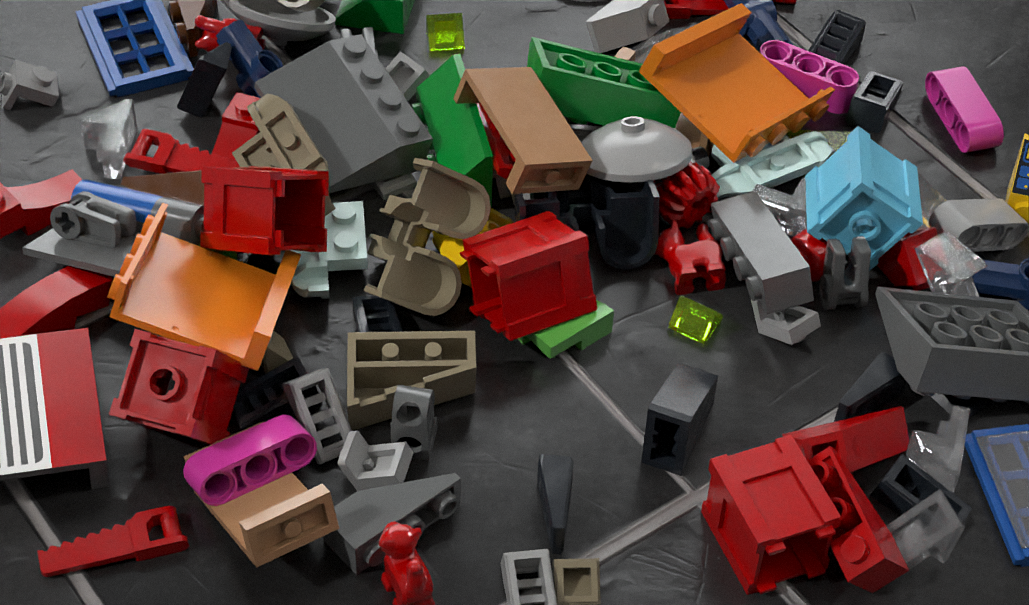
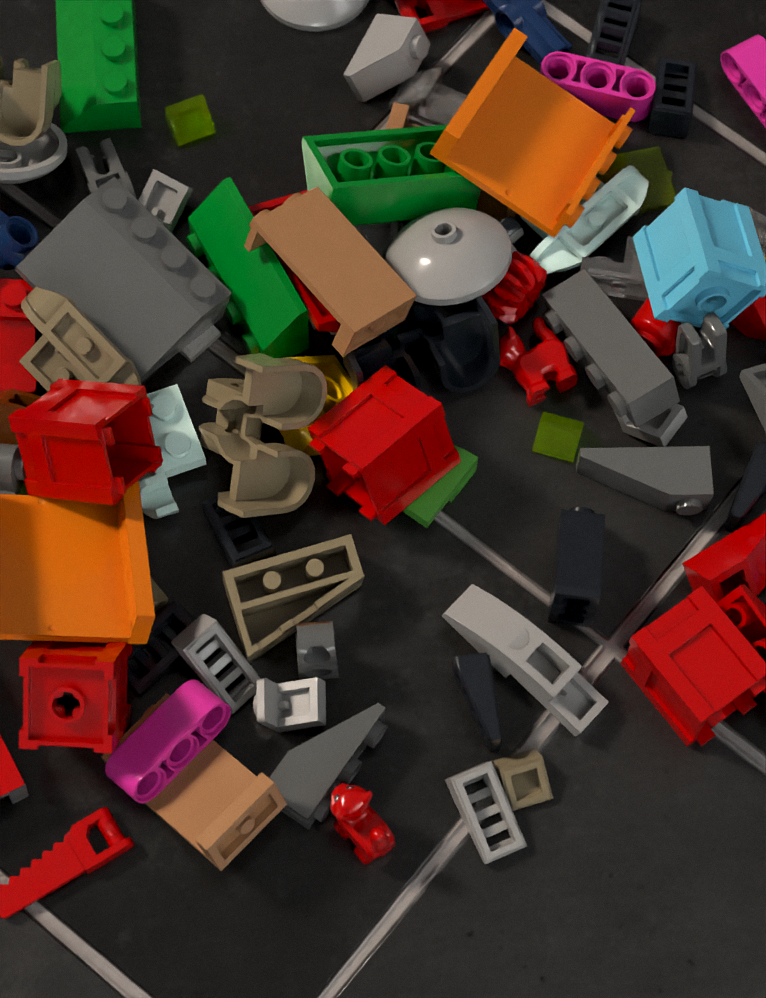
camera: 15 degrees left, 20 degrees up
(615, 476) = (528, 655): none -> light grey slope
(778, 364) = (659, 476): none -> dark grey slope

